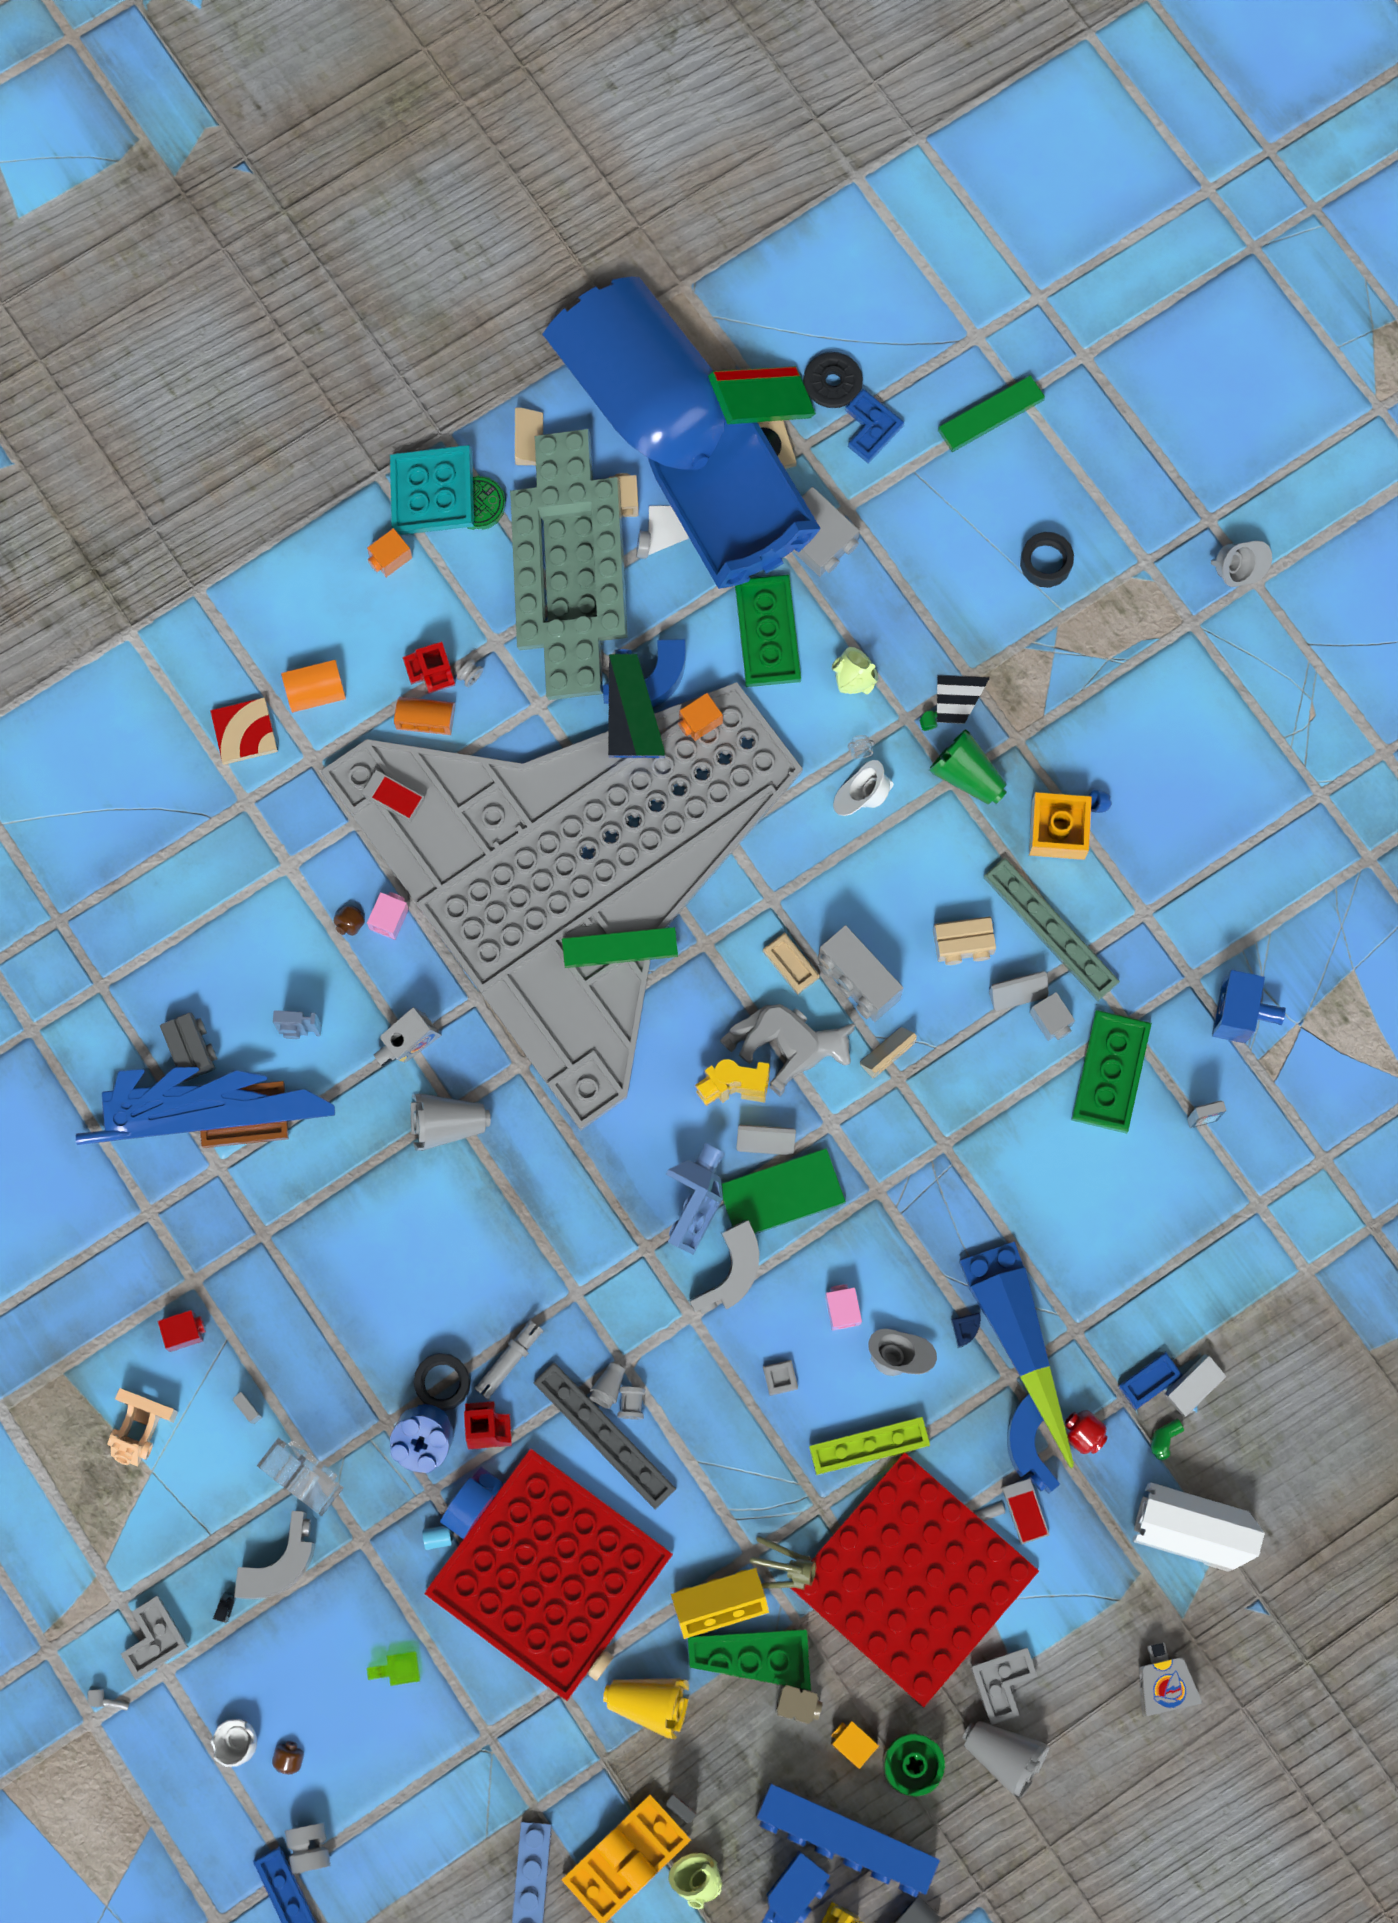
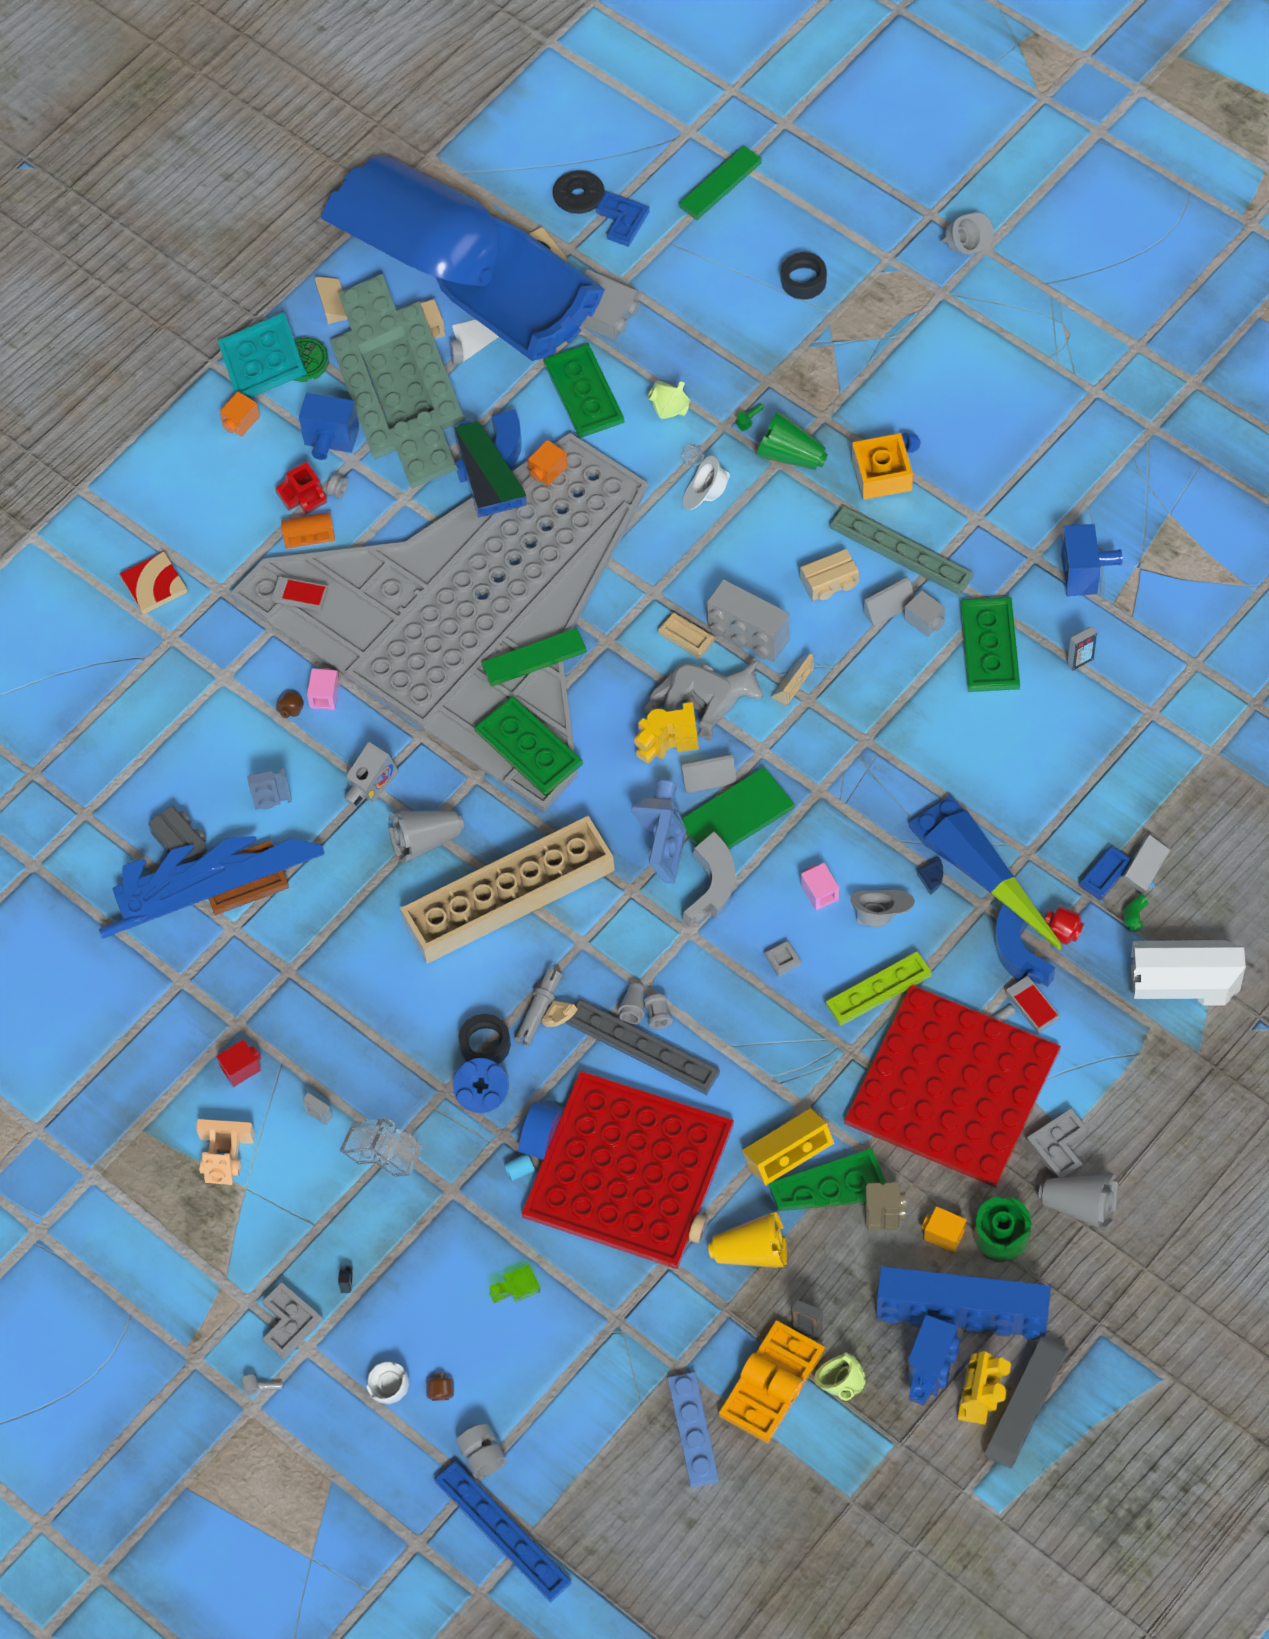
camera: 10 degrees left, 15 degrees down
(287, 1571) = (384, 1239): light grey arch -> none
(313, 686) = (204, 531): orange brick -> none
(478, 599) = (328, 424): none -> blue brick
(485, 1427) = (535, 1065): red brick -> none
(513, 1216) = (507, 889): none -> tan brick
(527, 1373) = (558, 1013): none -> tan tile
(584, 1052) = (528, 746): none -> green tile
(761, 395) = (522, 211): green tile -> none
(800, 1571) = (849, 1098): olive plant -> none
(957, 697) = (762, 397): sticker -> none
(1165, 1683) = (1202, 1104): light grey torso -> none

